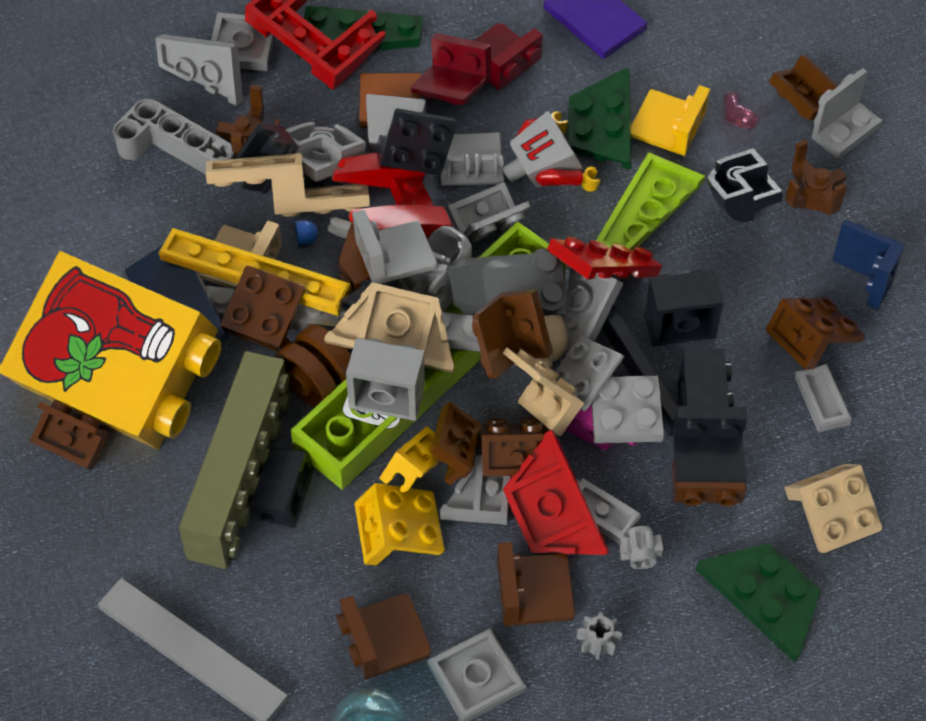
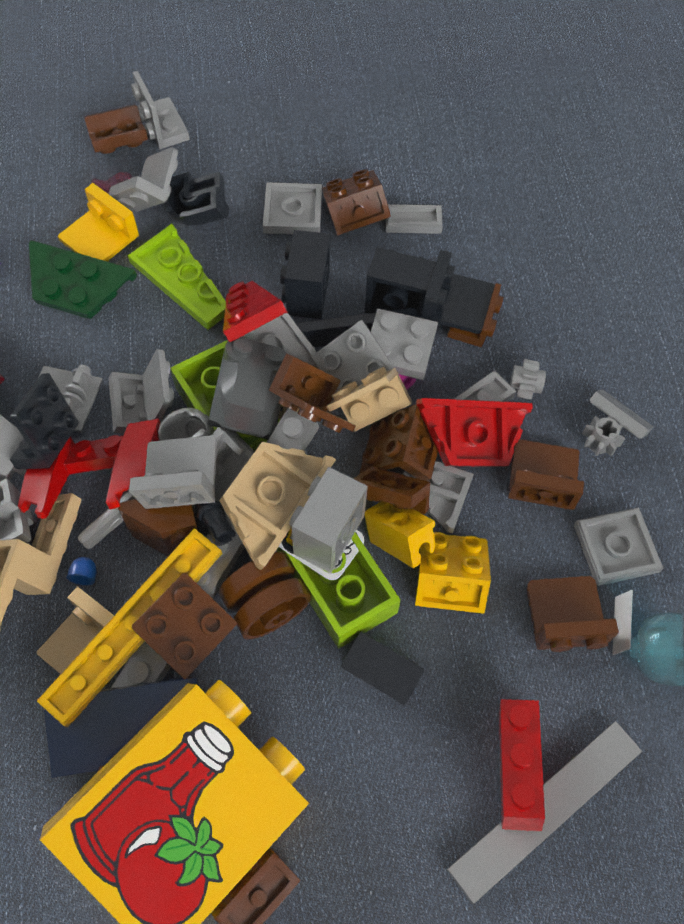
camera: 75 degrees left, 5 degrees up
(220, 609) = (521, 765): none -> red brick
(235, 461) = (351, 704): olive brick -> none
(395, 685) = (623, 617): none -> white sticker
(547, 156) = (93, 330): light grey torso -> none
(634, 650) = (621, 414): none -> light grey tile
(717, 133) = (153, 184): none -> light grey bracket
(766, 593) = (581, 309): dark green wing -> none
(777, 275) = (292, 208): none -> light grey plate
(816, 186) = (218, 152): reddish brown piece -> none
(837, 506) = (512, 233): tan bracket -> none
(871, 256) = (311, 133): dark blue bracket -> none

